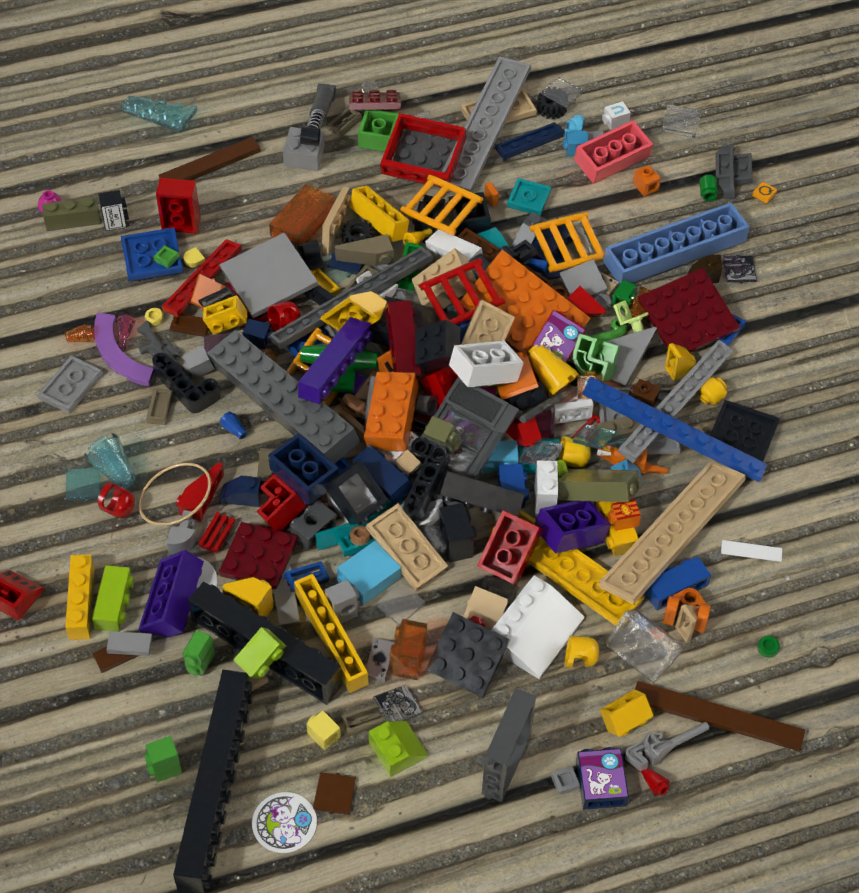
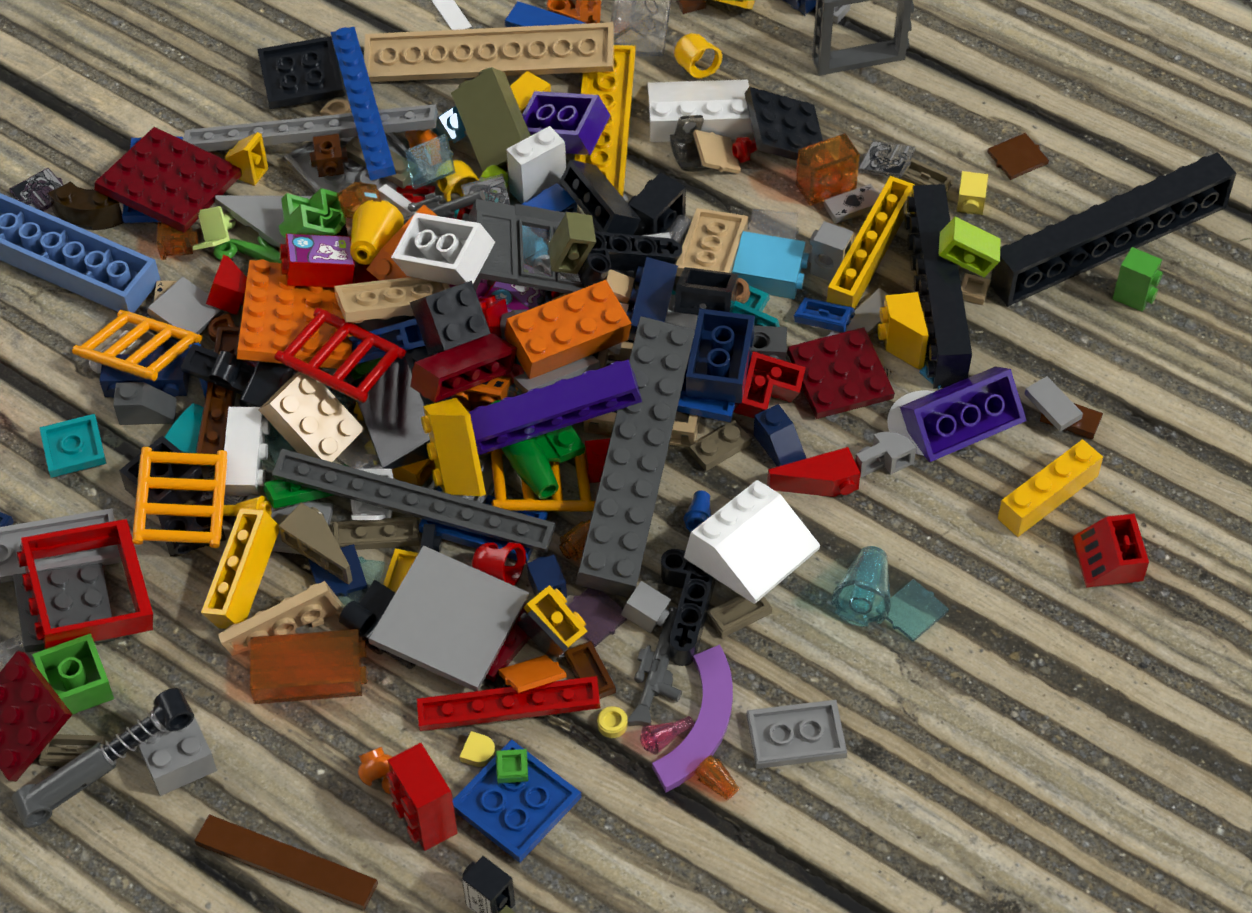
camera: 125 degrees left, 0 degrees up
(113, 598) = (1018, 459): lime brick -> none
(121, 503) = (909, 541): red helmet -> none
(183, 424) = (751, 542): none -> white slope
(187, 516) = (845, 440): tan piece -> none
(198, 653) = (1006, 328): bright green brick -> none
(220, 214) = (373, 767): none -> orange animal
(223, 519) = (846, 429): red tile -> none
(284, 822) = (1082, 175): sticker -> none
(356, 227) = (282, 573): black tyre -> none
(396, 746) = (931, 131): lime slope -> none
(491, 194) = (100, 484): orange tile -> none
(510, 547) = (635, 150): red brick -> none
(604, 300) = (202, 280): light grey tile -> none
(624, 515) = (519, 81): orange brick -> none
(626, 292) = (177, 262): green brick -> none
(713, 391) = (262, 112): yellow head -> none

